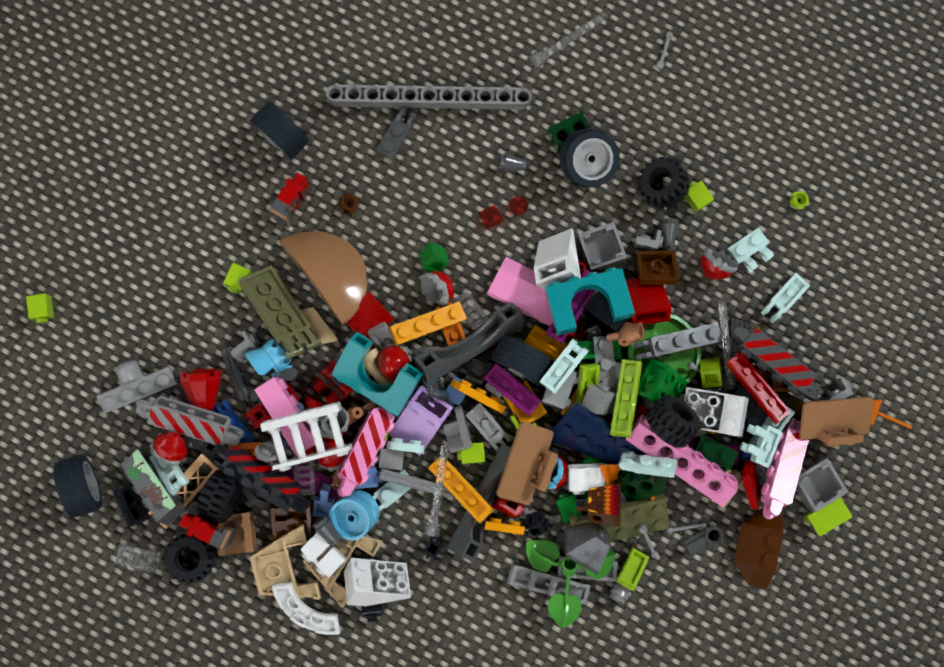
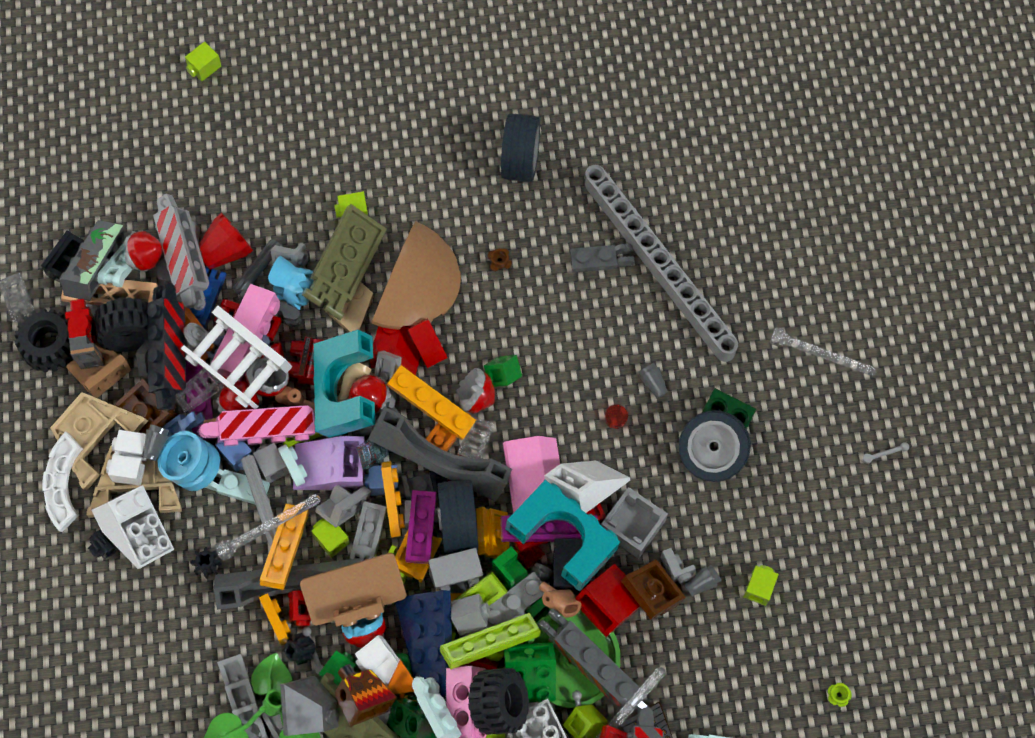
camera: 55 degrees right, 15 degrees down
(77, 485) = (51, 194): black wheel -> none
(134, 385) = (184, 186): light grey plate -> none
(289, 199) = (461, 201): hips -> none
(379, 295) = (427, 343): none -> red slope
(490, 217) = (584, 398): clear red tile -> none
(563, 367) = (478, 555): light aqua plate -> none
(654, 173) = (745, 537): black tyre -> none
(717, 264) = (704, 651): hair -> none
(748, 246) = (748, 674): light aqua plate -> none

